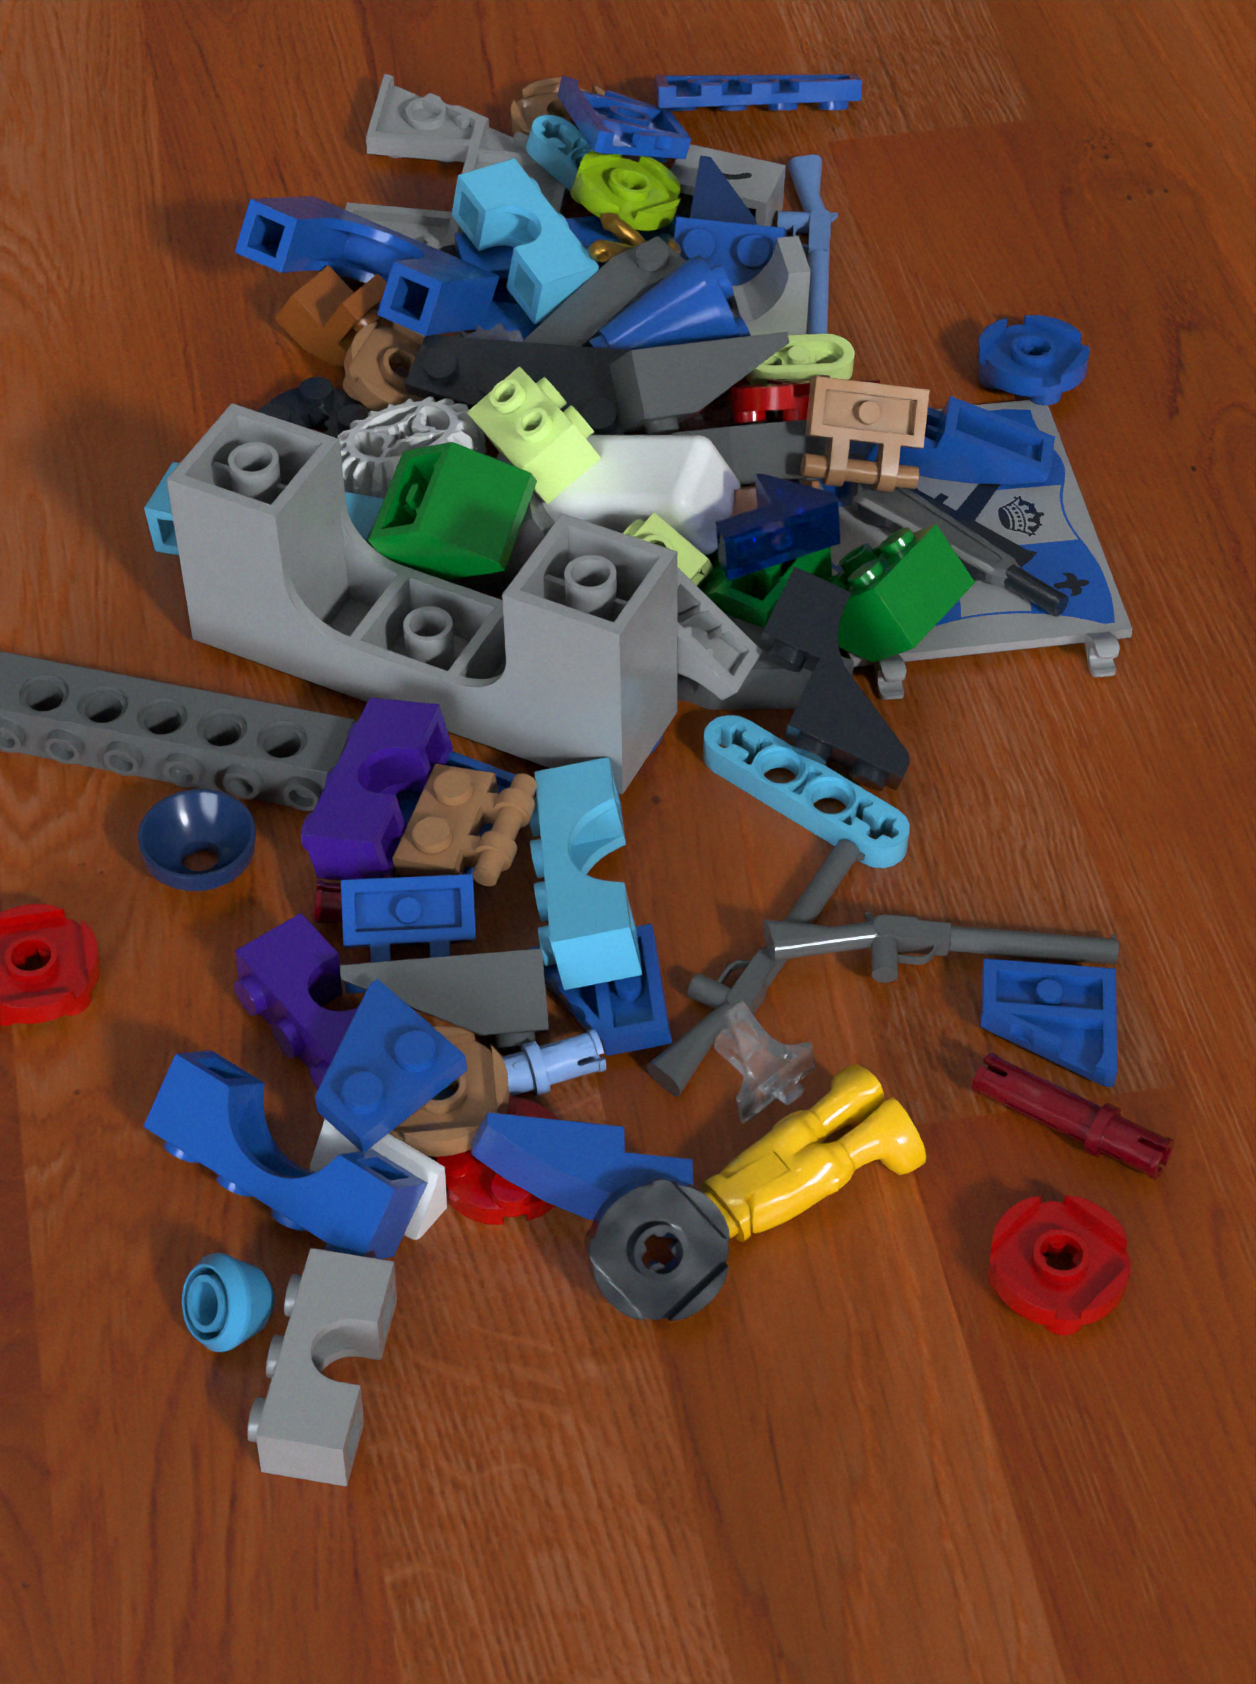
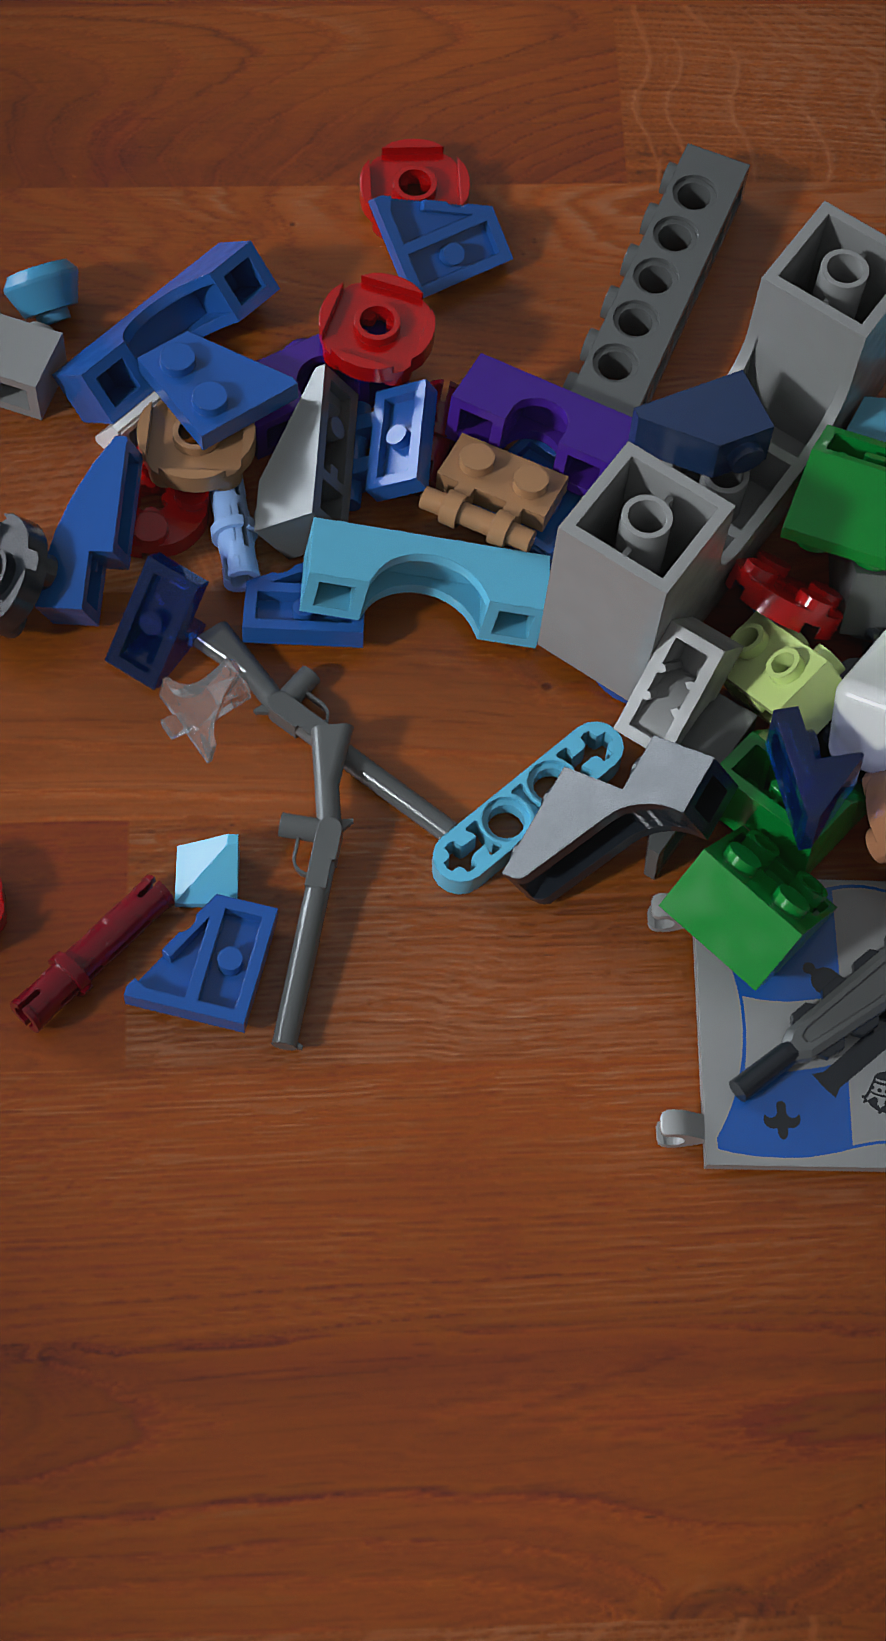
camera: 95 degrees right, 15 degrees up
(121, 921) = (439, 241): none -> blue wing
(196, 823) = (525, 286): dark blue piece -> none
(283, 961) = (373, 357): none -> red plate
(393, 616) = (706, 427): none -> dark blue slope
(673, 1108) = (158, 621): none -> clear blue slope
(794, 1167) = (80, 700): yellow piece -> none
(947, 1037) = (207, 870): none -> medium azure slope

